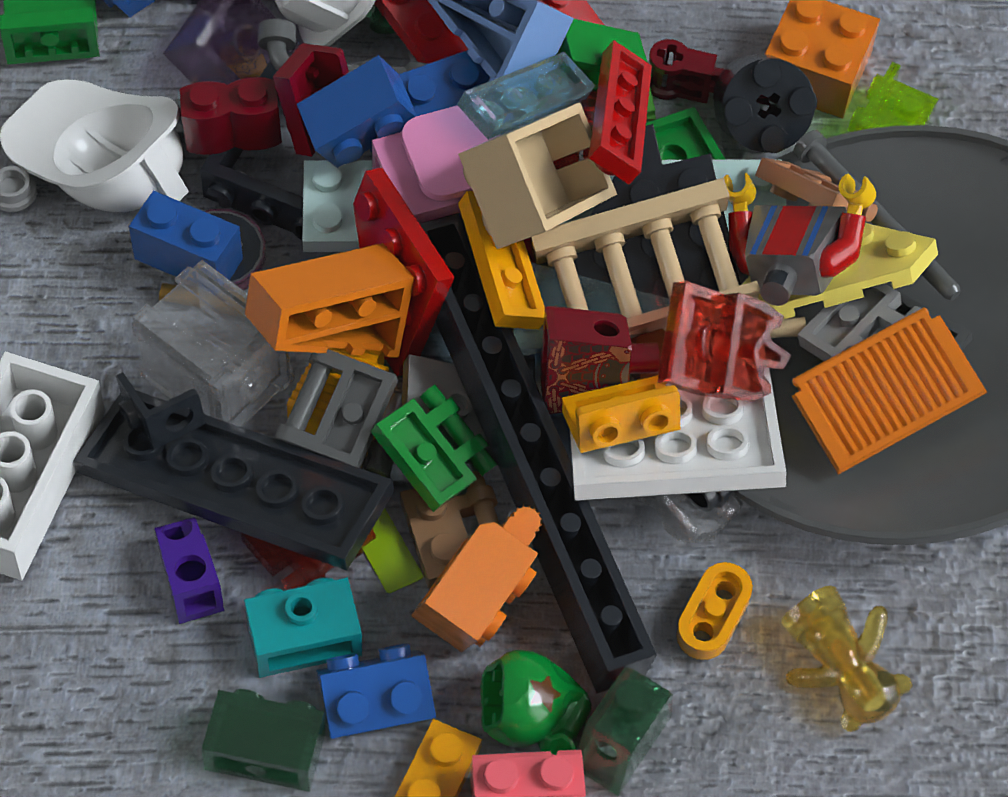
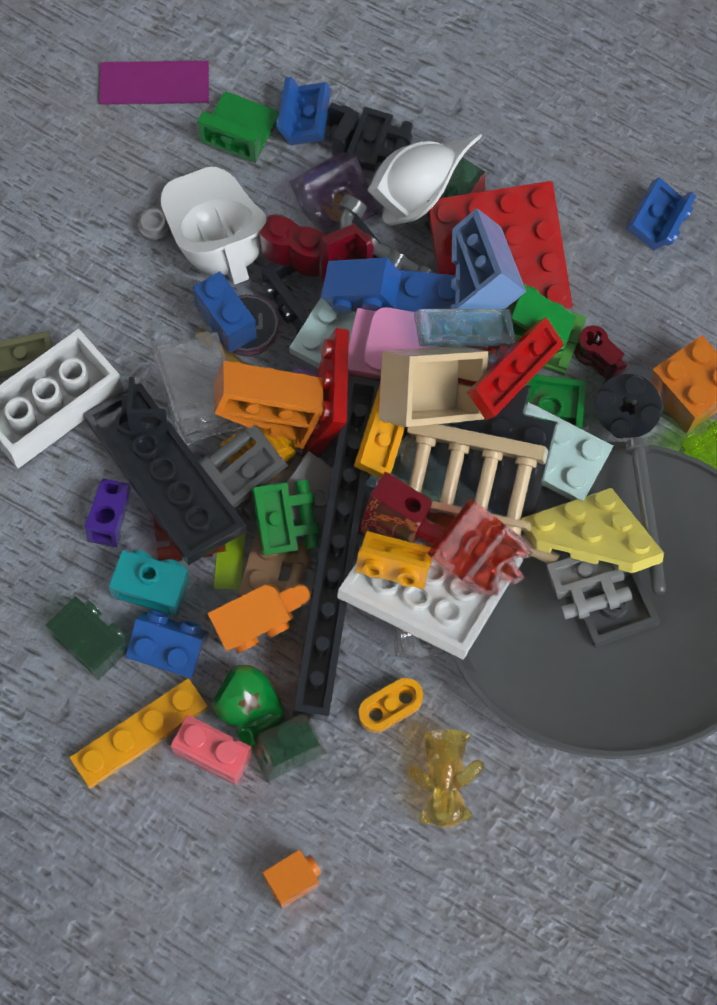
camera: 30 degrees right, 10 degrees up
(796, 246) = (571, 510): torso -> none
(812, 186) = (614, 479): nougat plate -> none
(885, 389) = (574, 629): orange window -> none

